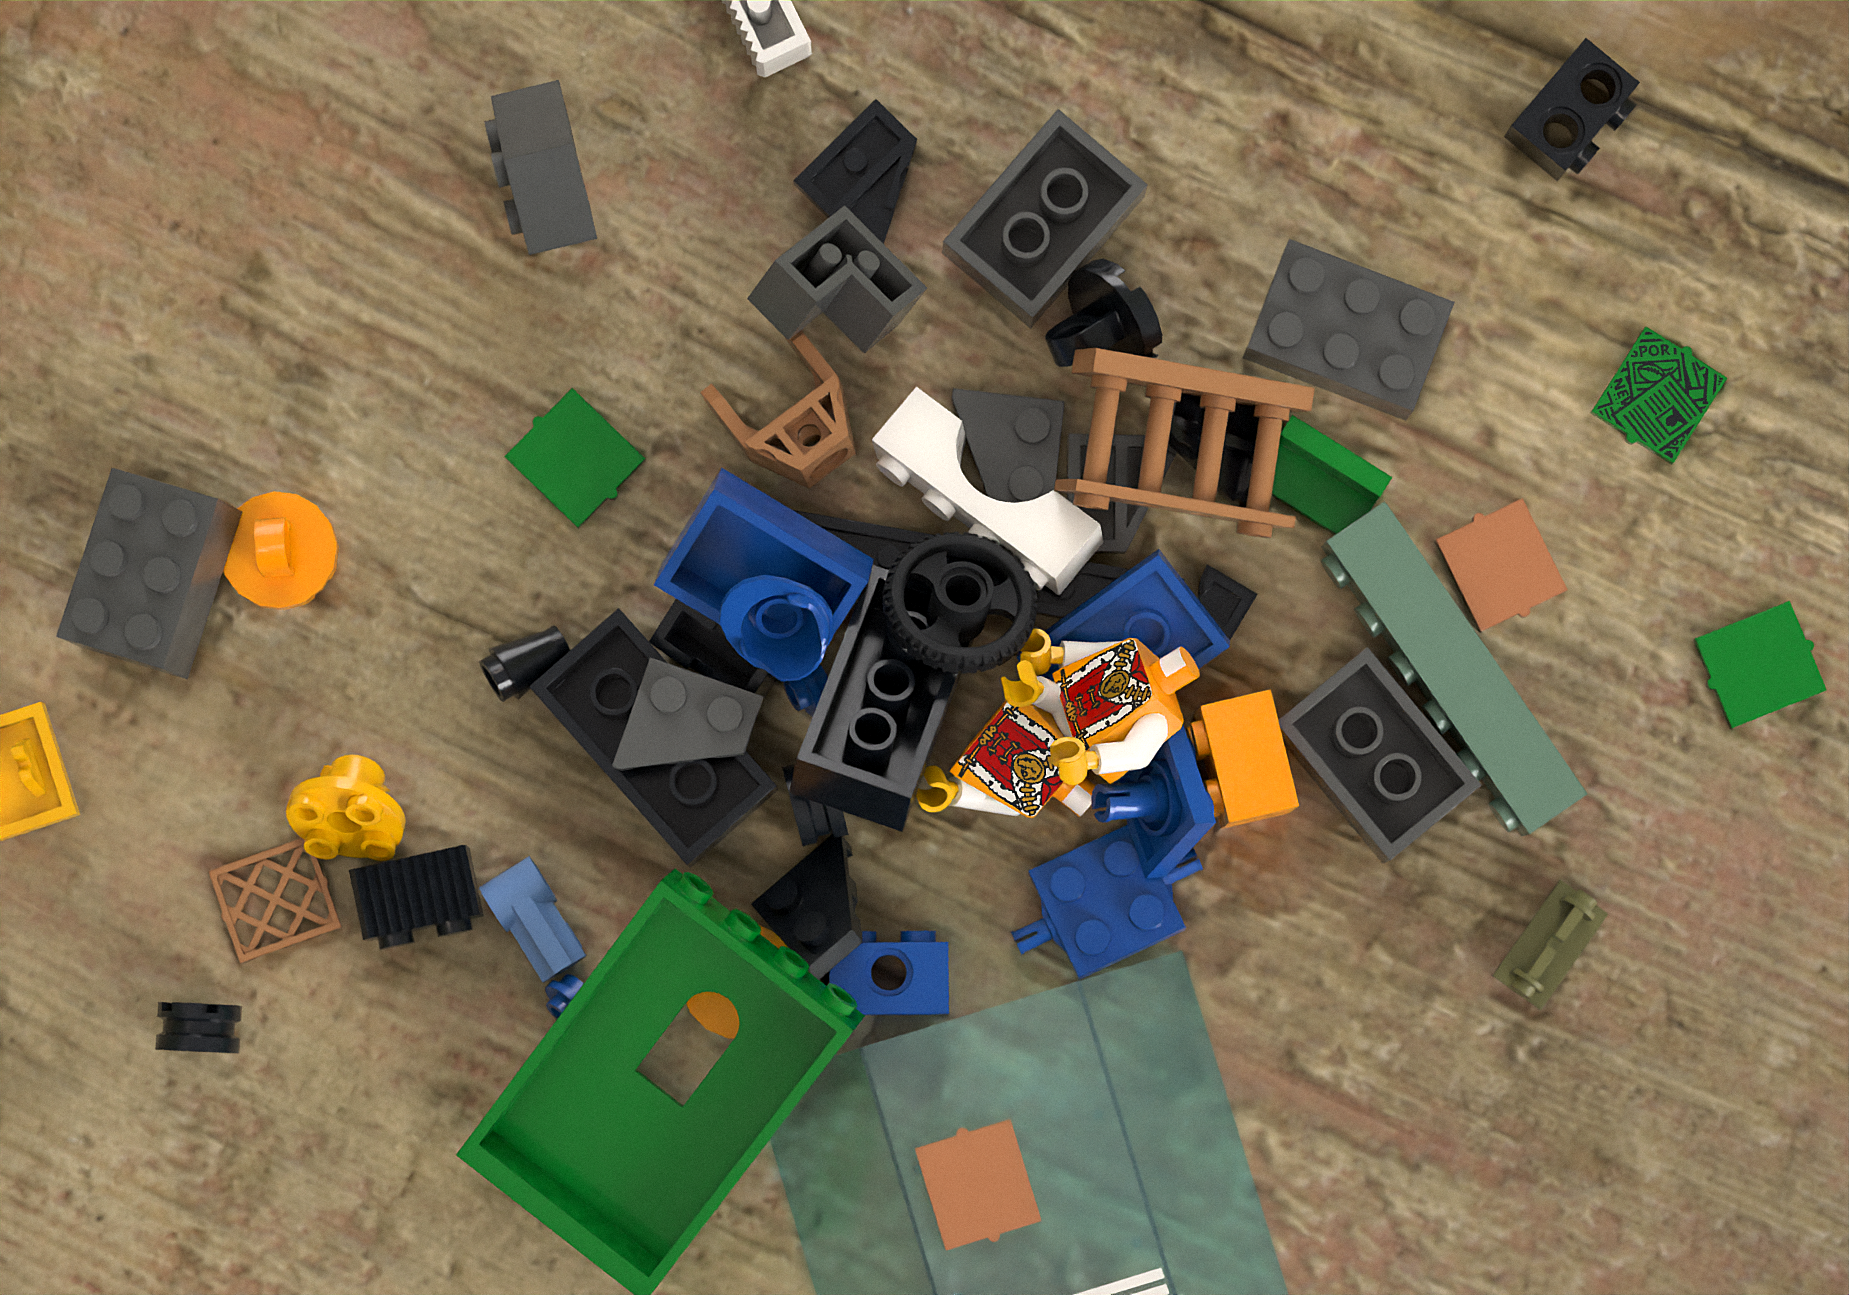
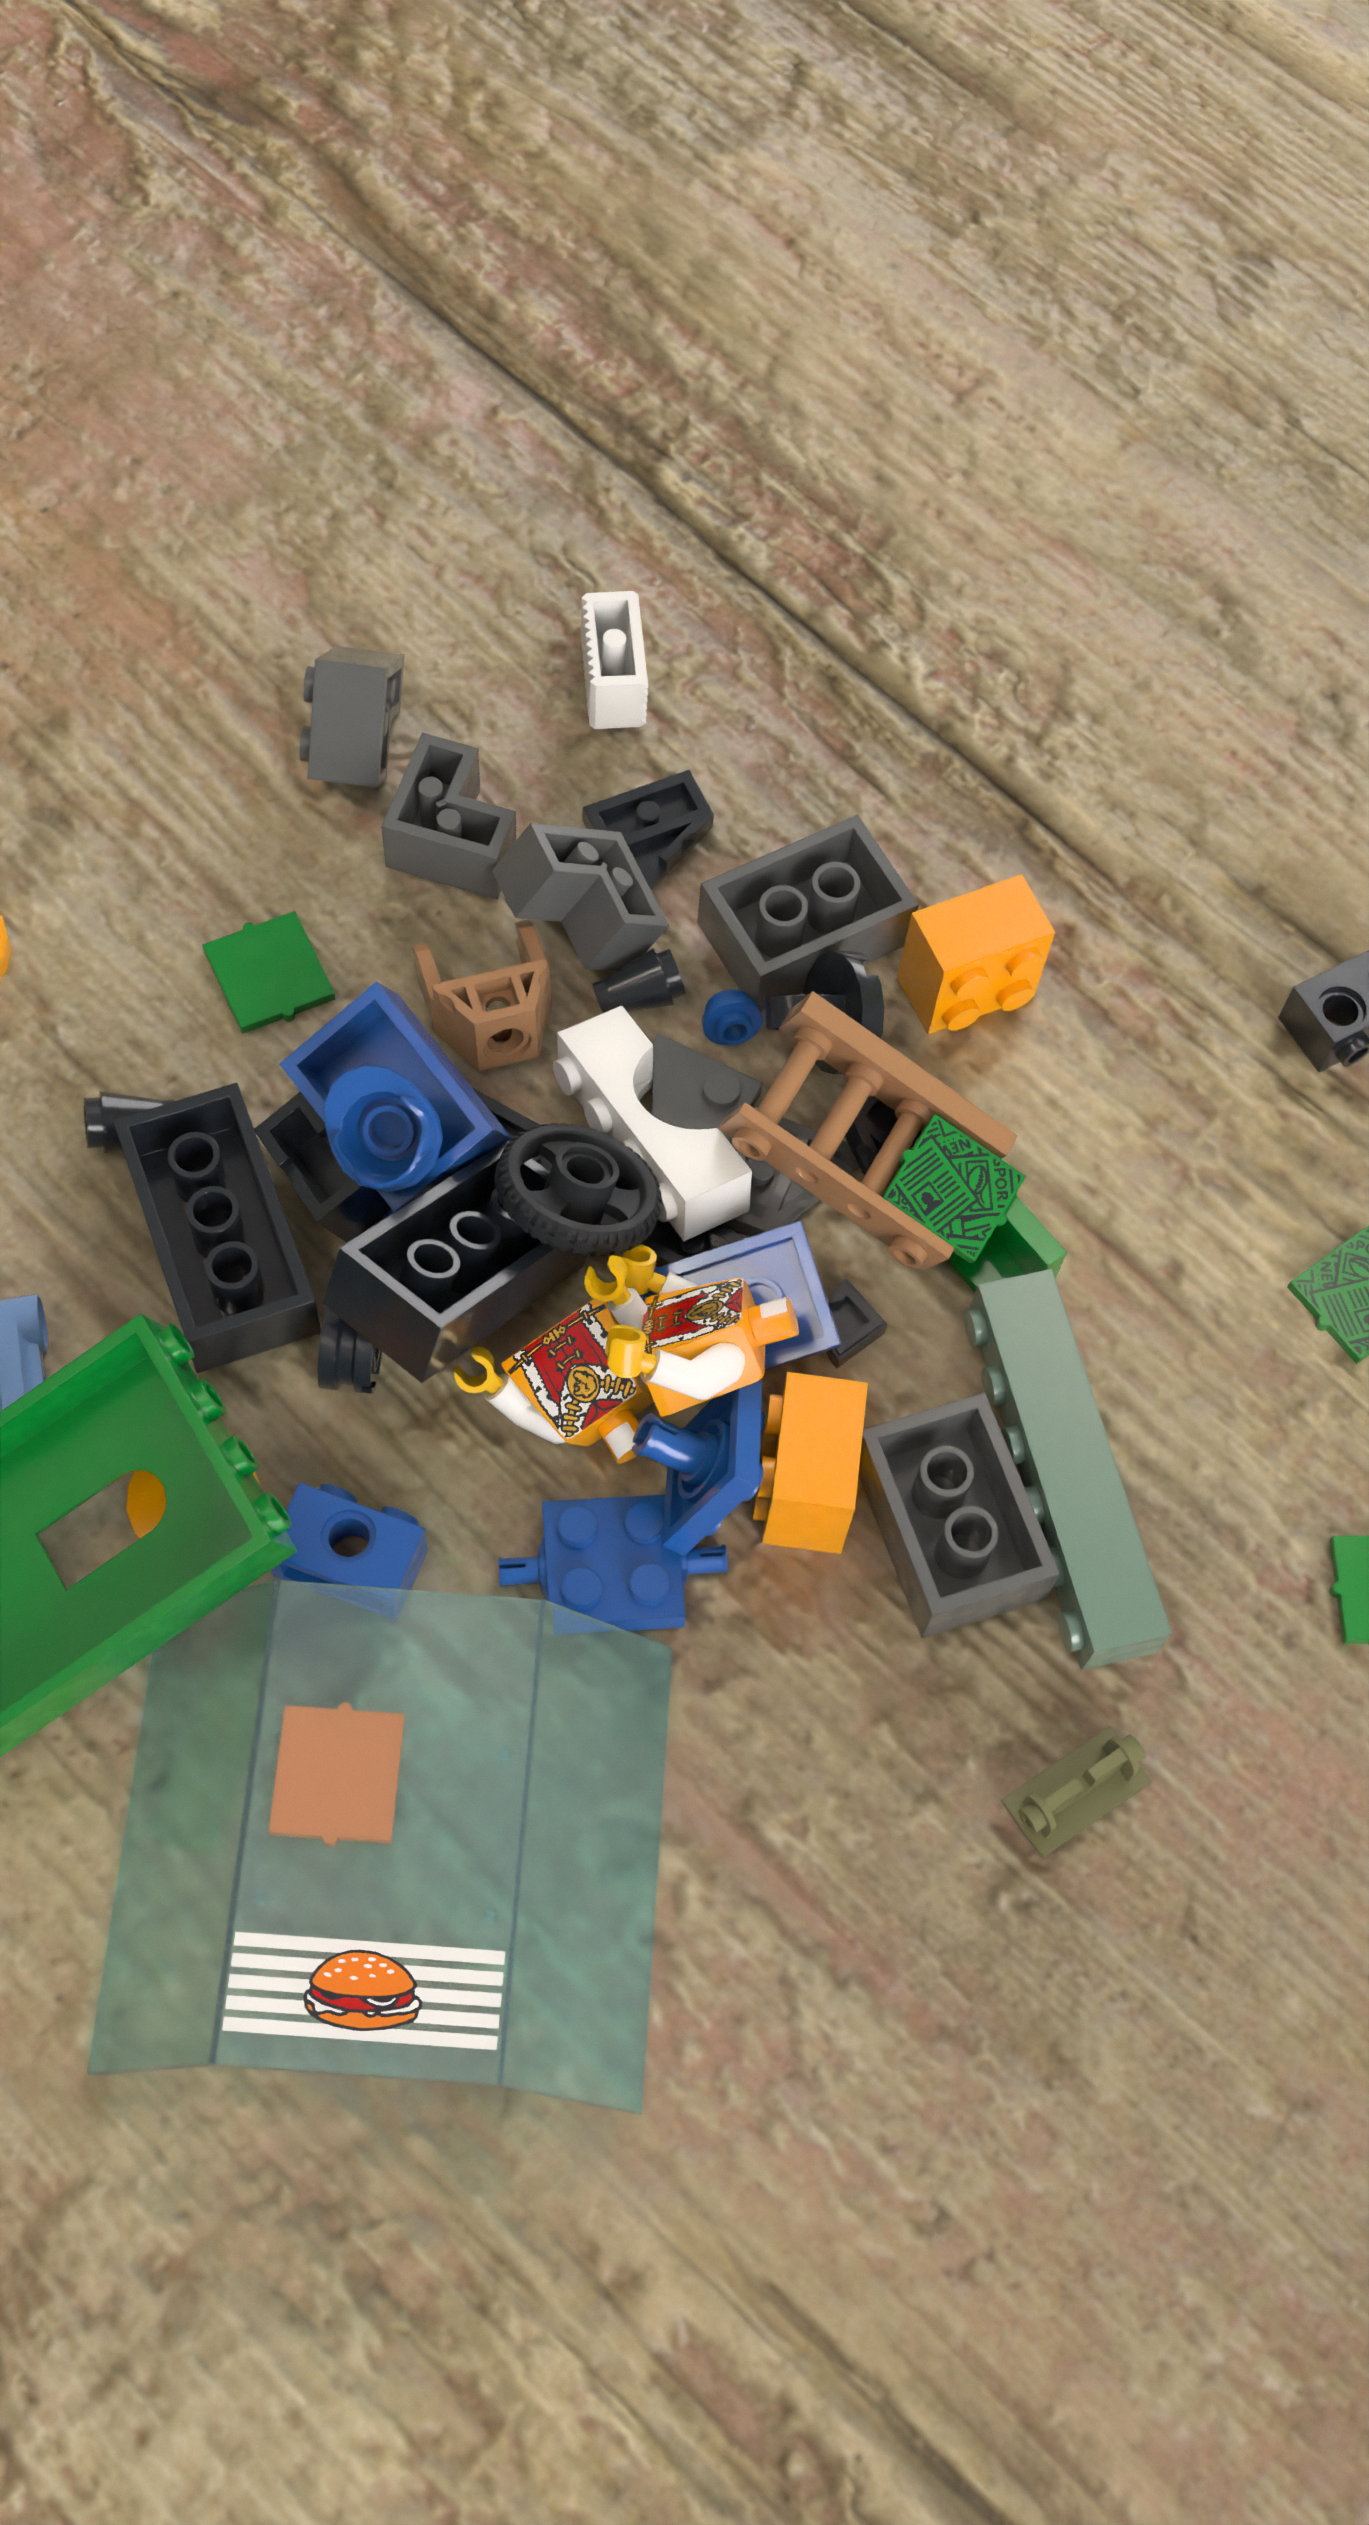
camera: 20 degrees right, 20 degrees down
(668, 263) = (439, 825): none -> dark grey brick
(685, 719) = (251, 1199): dark grey wing -> none
(816, 907) = (305, 1448): black wing -> none
(918, 344) = (641, 984): none -> black cone
(1013, 347) = (731, 1017): none -> blue plate
(1213, 208) = (975, 955): none -> light orange brick
(1275, 462) = (954, 1187): none -> green piece
(1348, 330) = (1078, 1113): dark grey brick -> none
(1501, 565) = (1149, 1393): nougat piece -> none

